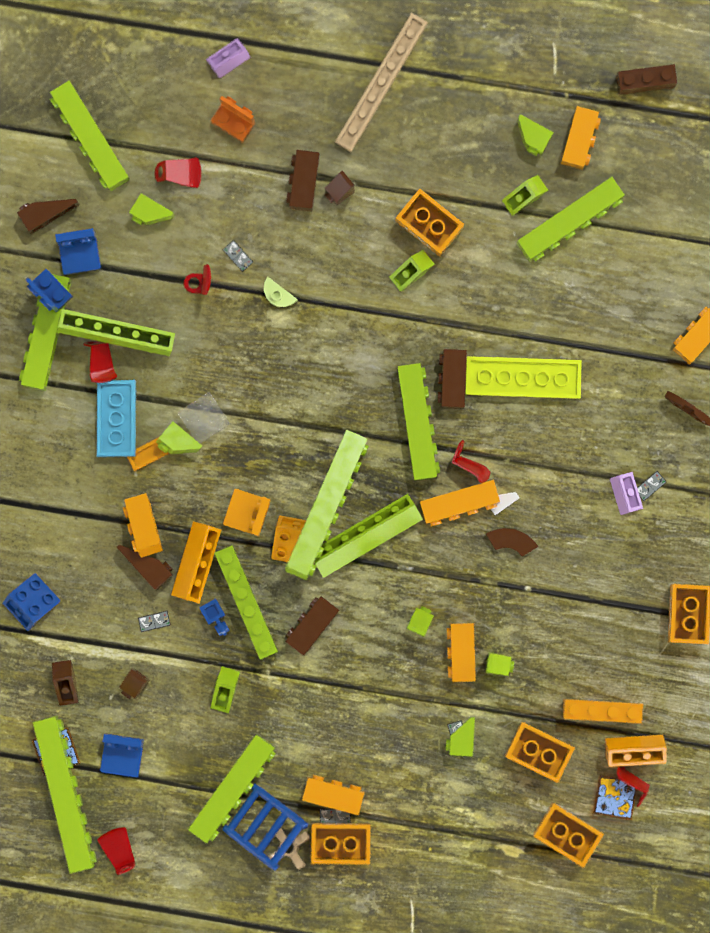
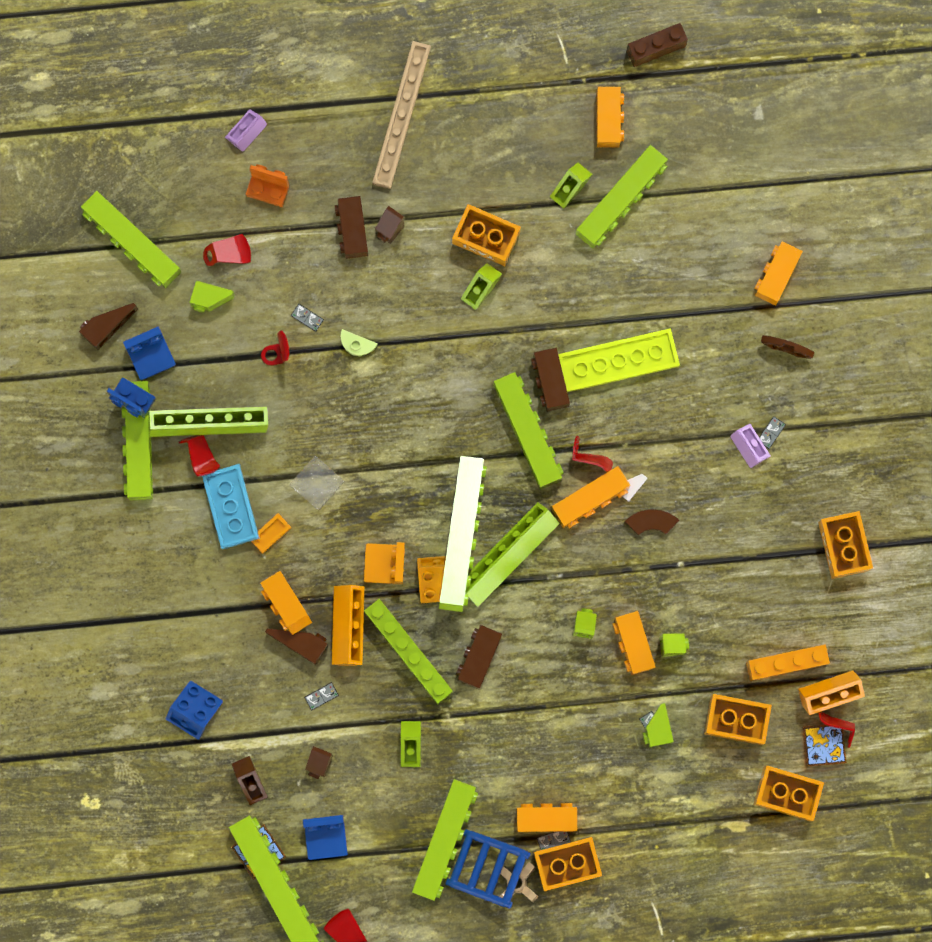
camera: 25 degrees left, 5 degrees down
(177, 441) = (297, 511): lime slope -> none
(213, 612) = (377, 671): blue plate -> none
(534, 135) = (563, 126): lime slope -> none

